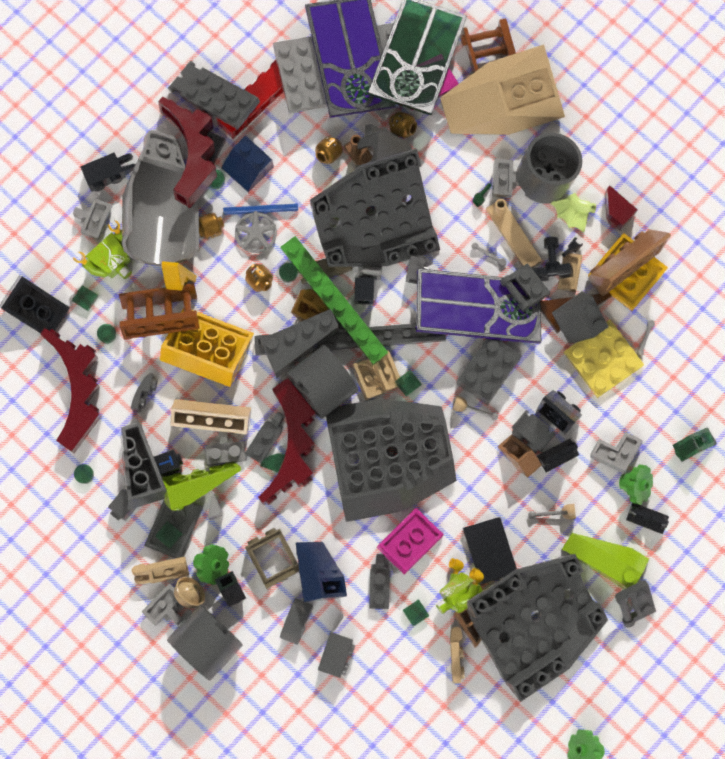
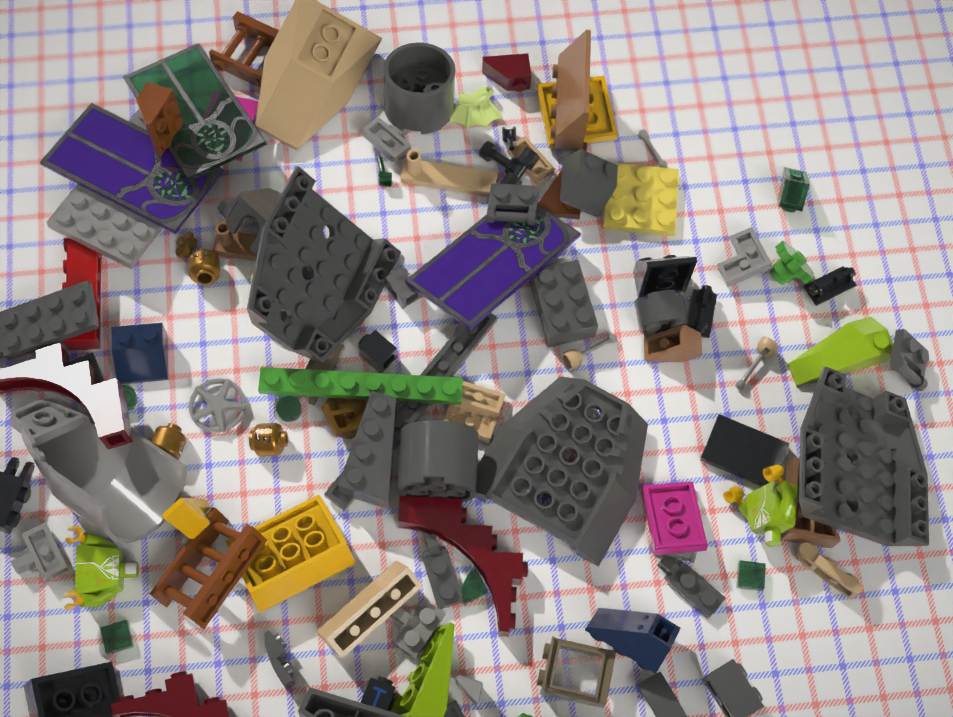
camera: 55 degrees left, 10 degrees down
(106, 333) = (177, 646): clear green tile -> none
(262, 209) = (200, 378): blue bar -> none
(334, 127) = (186, 244): none -> pearl gold plant
(373, 271) = (366, 327): light grey slope -> none
(388, 42) = (160, 115): none -> dark orange slope
(403, 124) = (246, 179): pearl gold head -> none
(408, 383) = (509, 388): clear green tile -> none
(502, 262) = (465, 209): light grey hinge -> none

